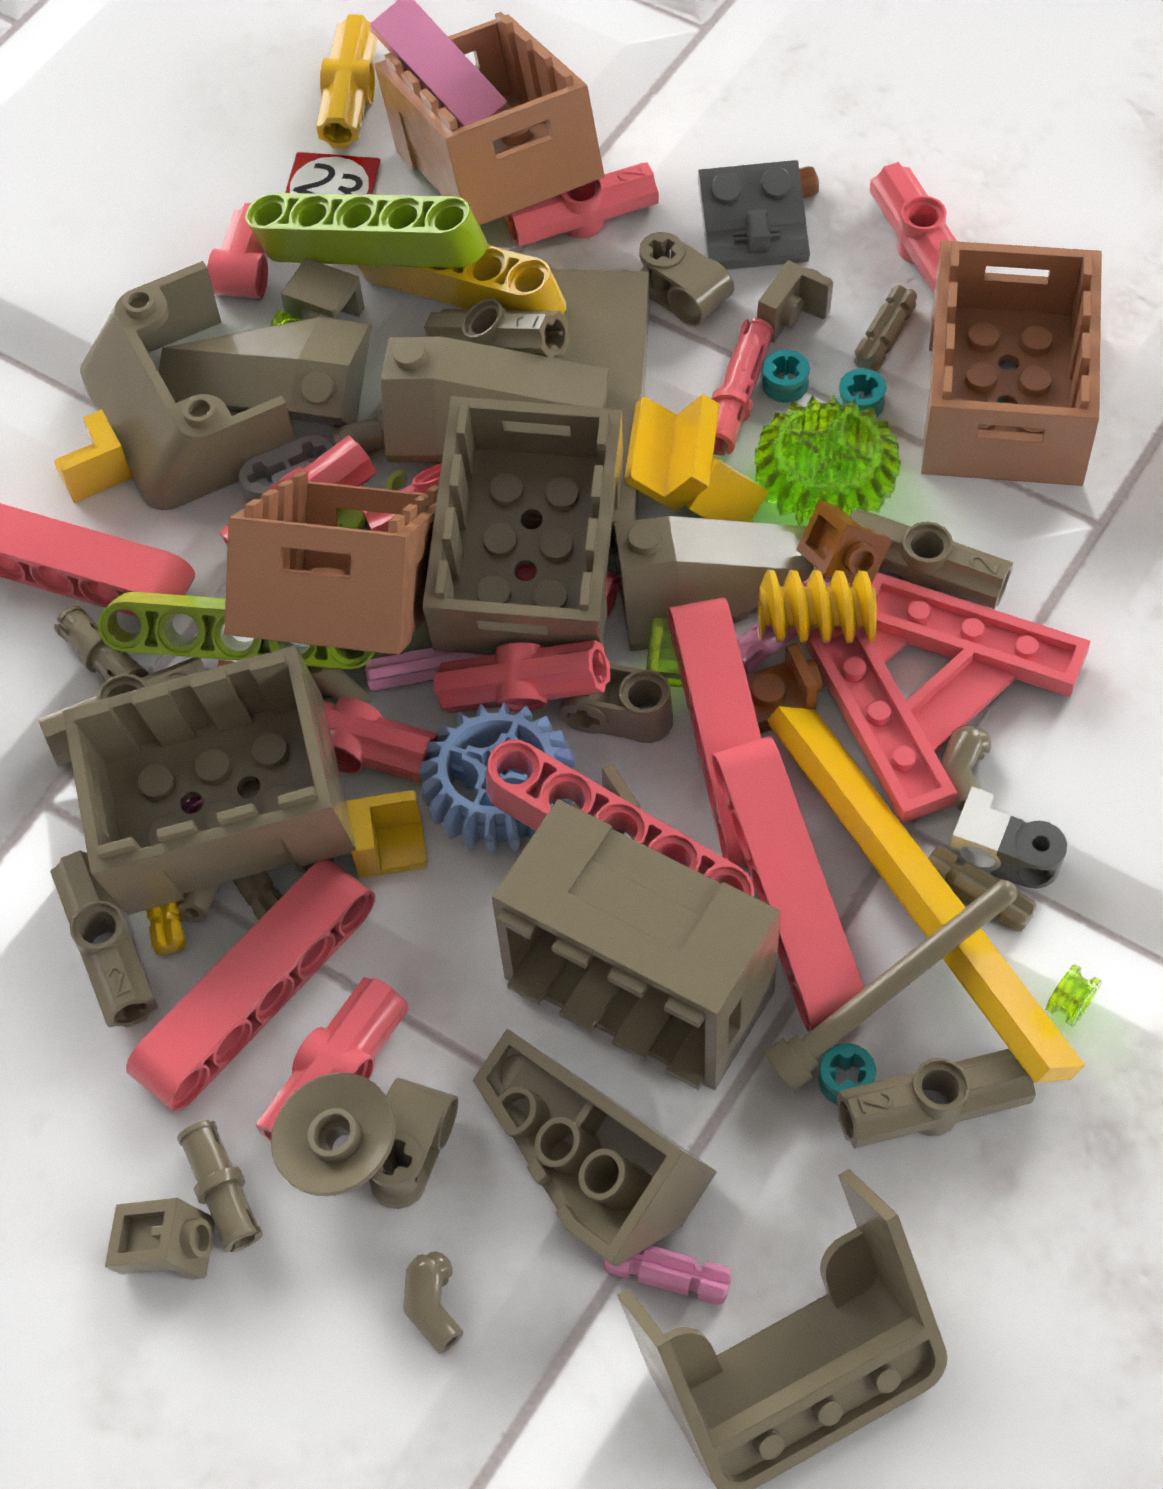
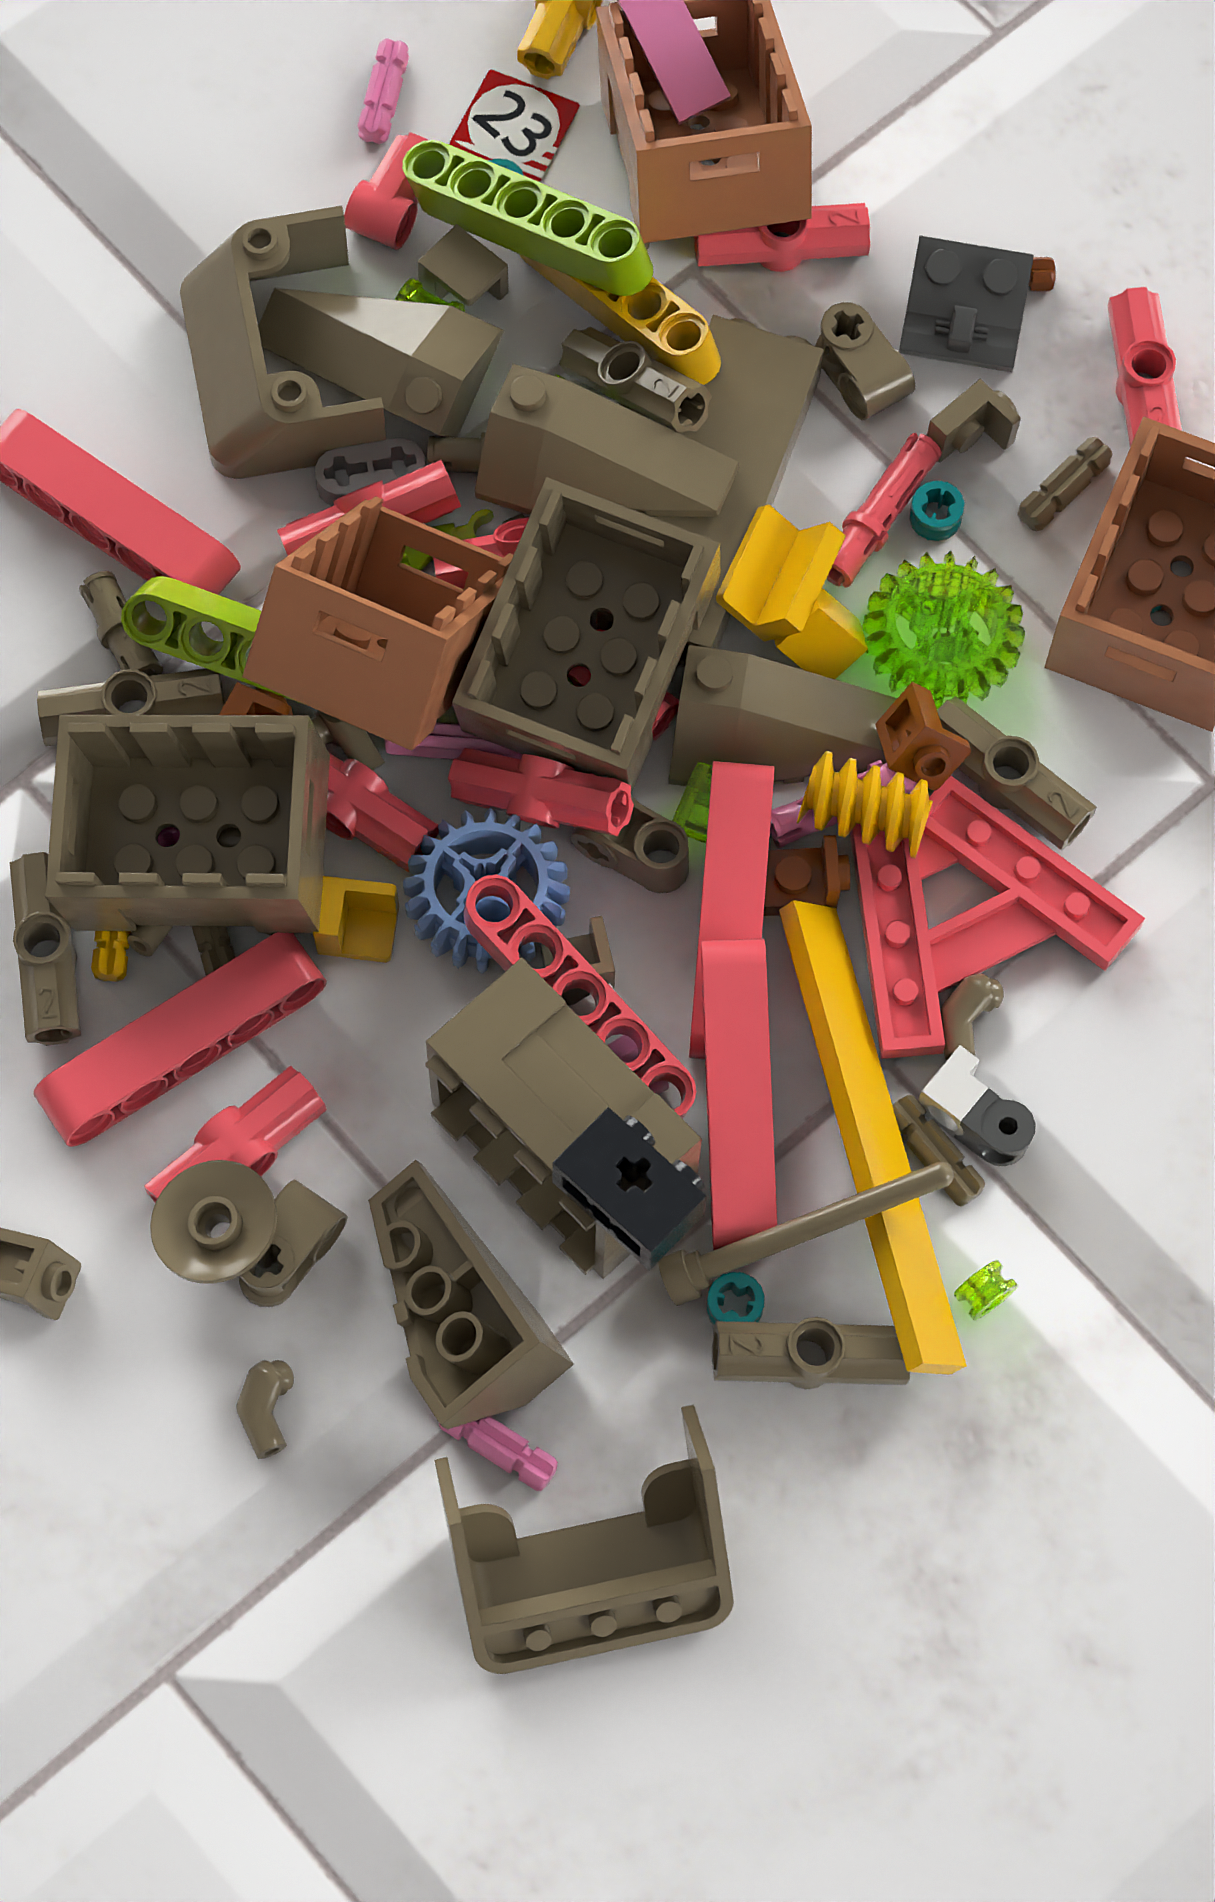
camera: 10 degrees right, 10 degrees up
(95, 465) = (168, 404): yellow panel -> none
(212, 187) = (383, 91): none -> bright pink axle
(219, 1186) = (94, 1235): dark tan pin -> none
(750, 995) = (638, 1220): none -> black brick
(866, 381) = (1024, 545): teal bush -> none

